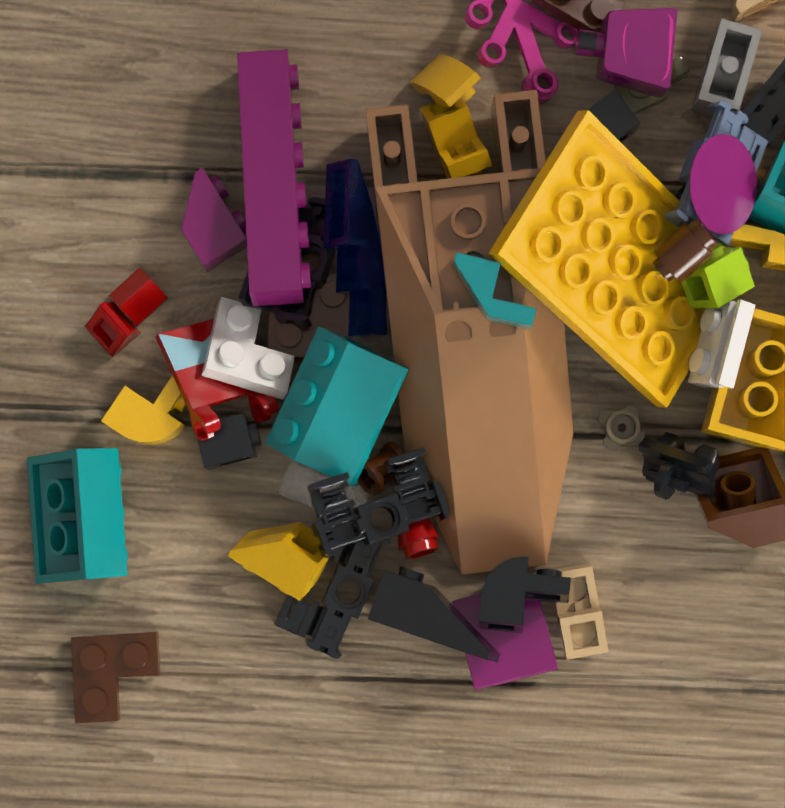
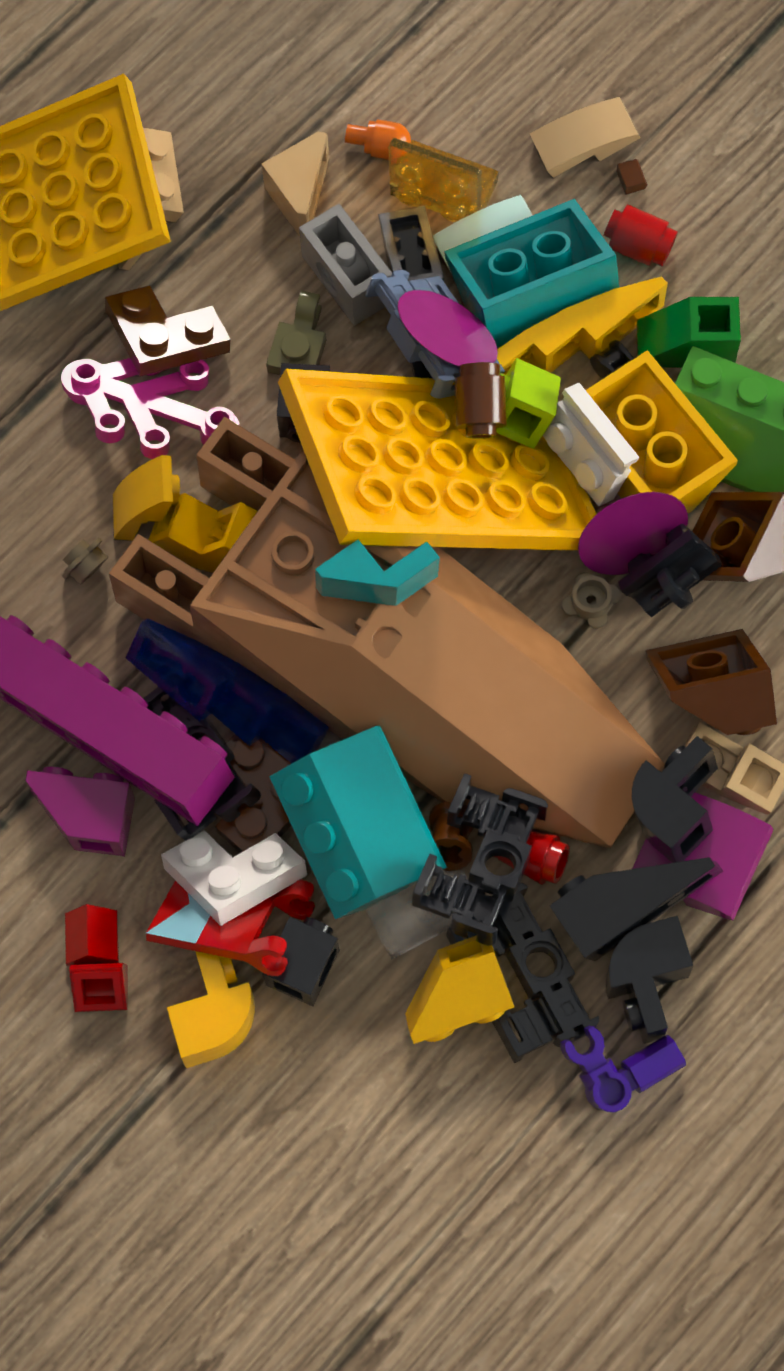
camera: 50 degrees left, 15 degrees down
(77, 515) = (250, 1164): teal slope -> none
(99, 664) = (414, 1262): reddish brown plate -> none
(303, 697) = (612, 1088): none -> dark purple bar
(375, 78) = (84, 560): none -> dark tan plate
(395, 653) = (640, 962): none -> black brick
(628, 554) = (718, 681): none -> reddish brown slope
(633, 49) = (261, 319): magenta torso -> none
(683, 418) = (628, 529): none -> magenta sticker

